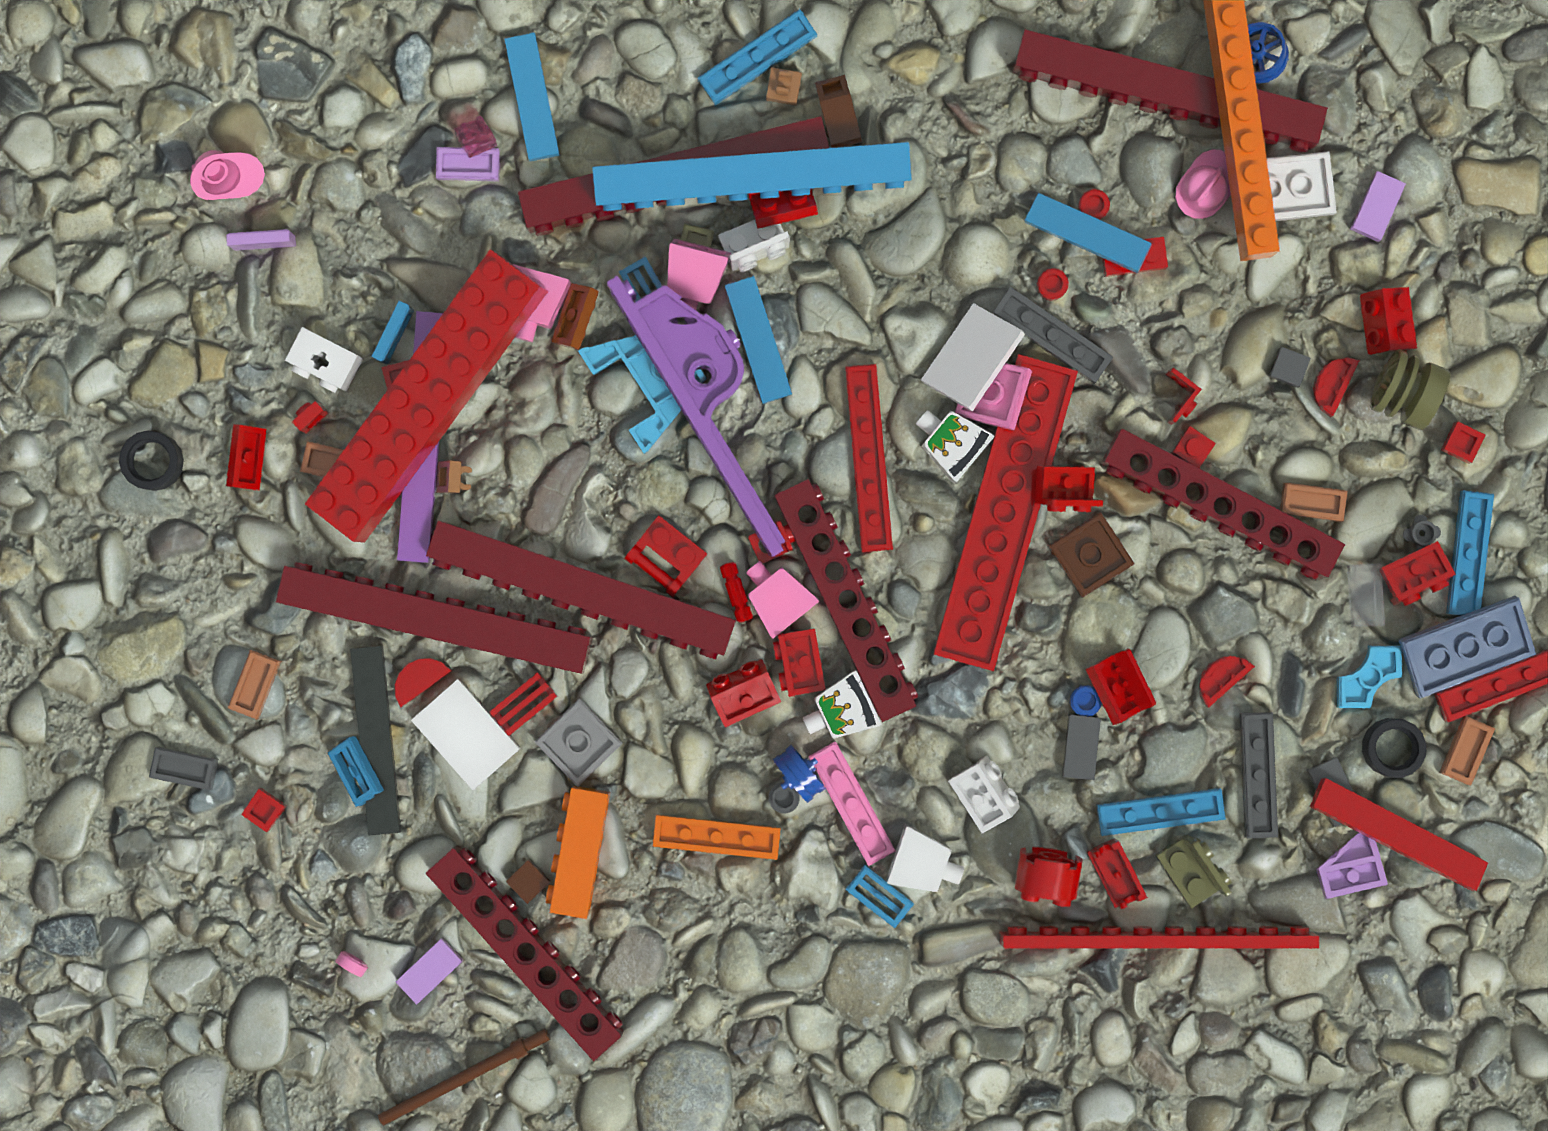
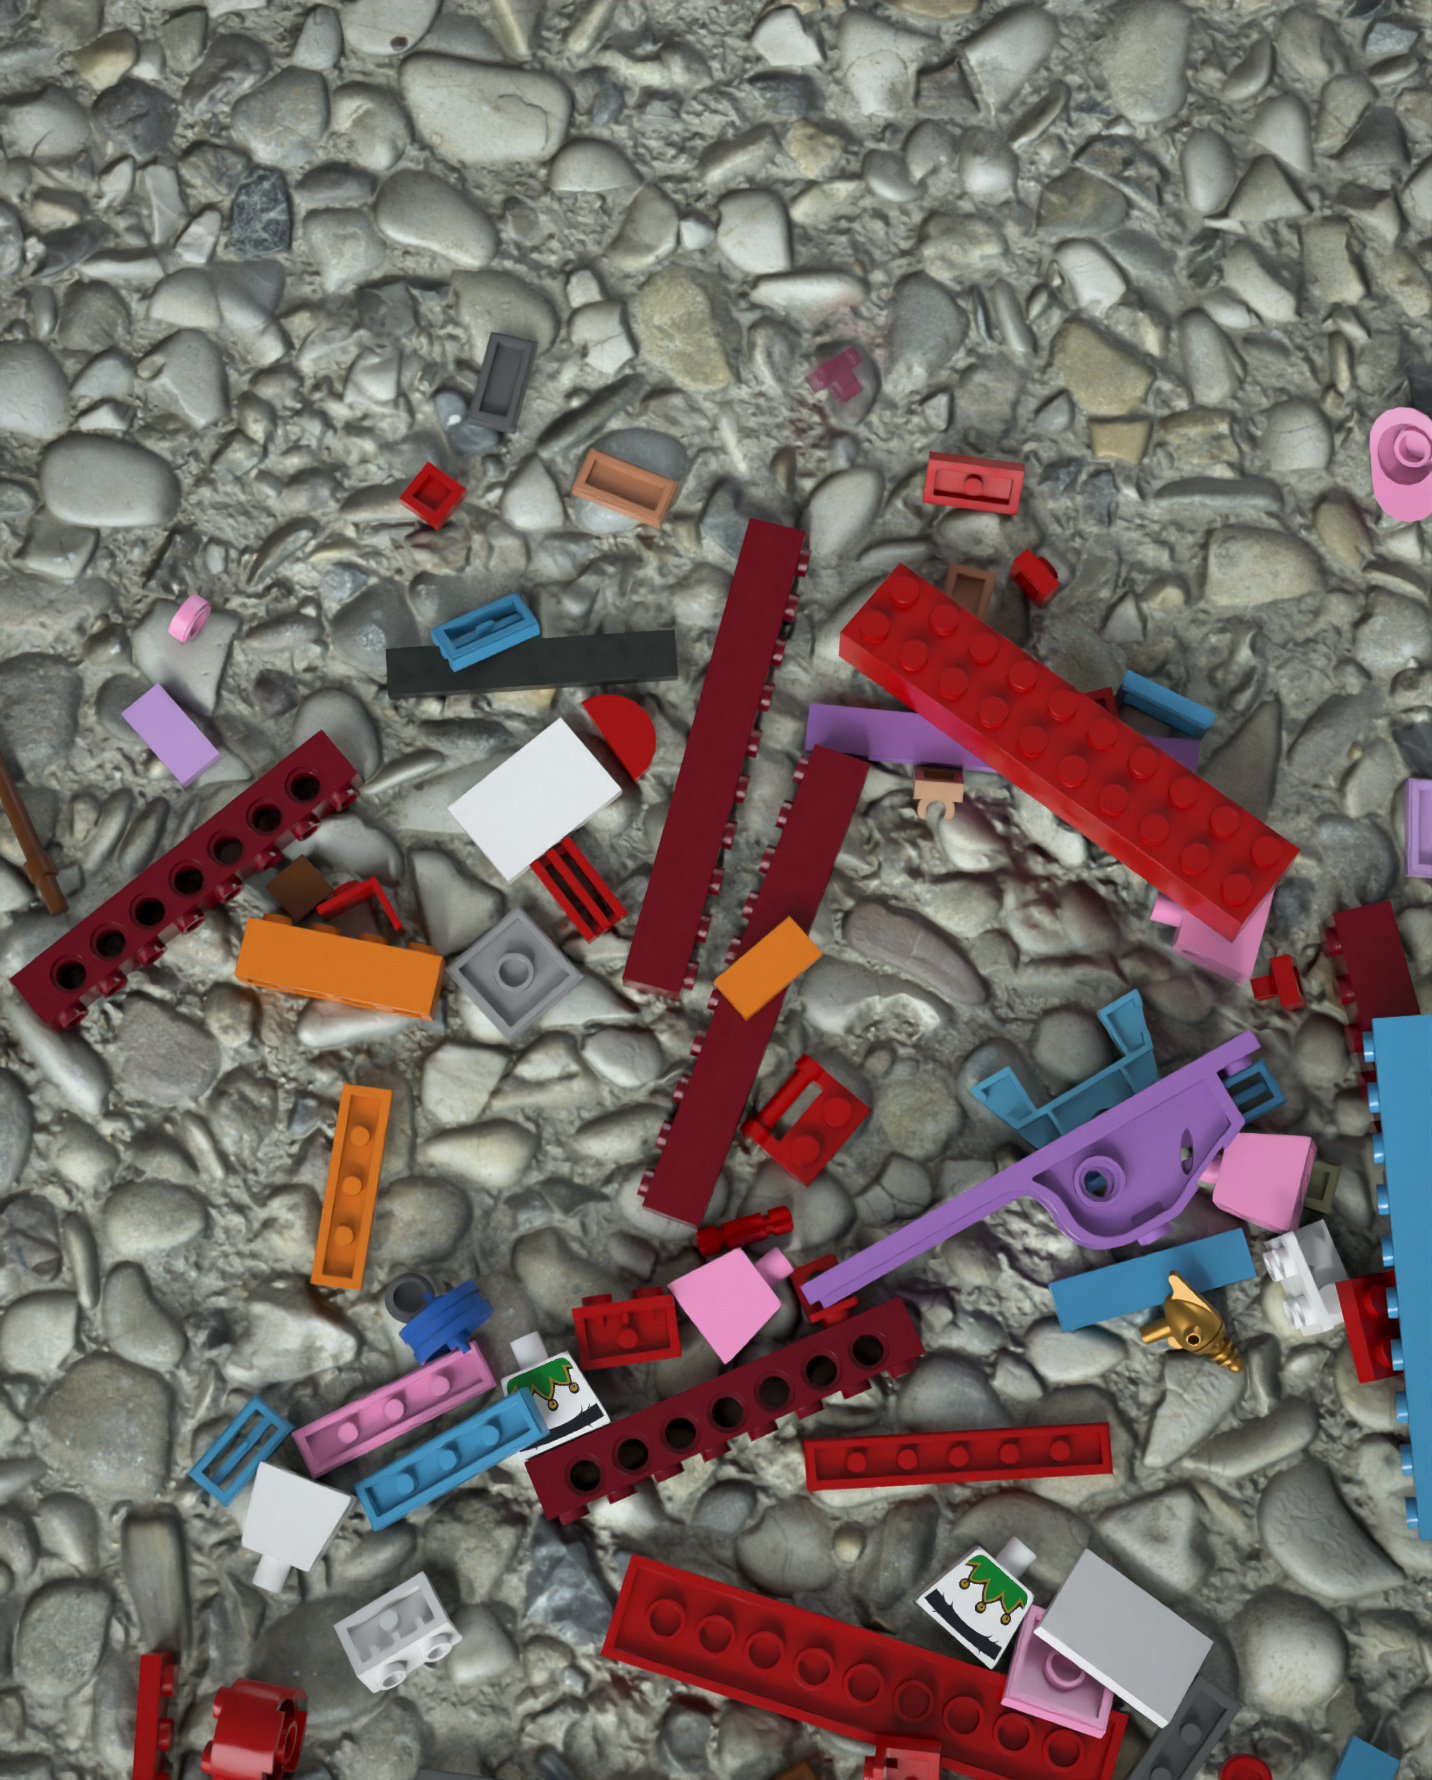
camera: 90 degrees right, 10 degrees down
(127, 457) = (979, 313): black tyre -> none
(174, 547) = (838, 376): none -> clear pink tile
(261, 239) = (1308, 513): lavender tile -> none
(310, 347) = (1112, 626): white brick -> none
(530, 847) = (353, 894): none -> red bracket
(570, 258) = (1283, 983): none -> red tile
(573, 582) = (767, 968): none -> orange tile
(575, 316) = (1191, 987): dark orange plate -> none
(743, 692) = (582, 1236): red bracket -> none
(785, 315) = (1192, 1325): none -> pearl gold piece
(881, 766) = (451, 1458): none -> dark azure tile

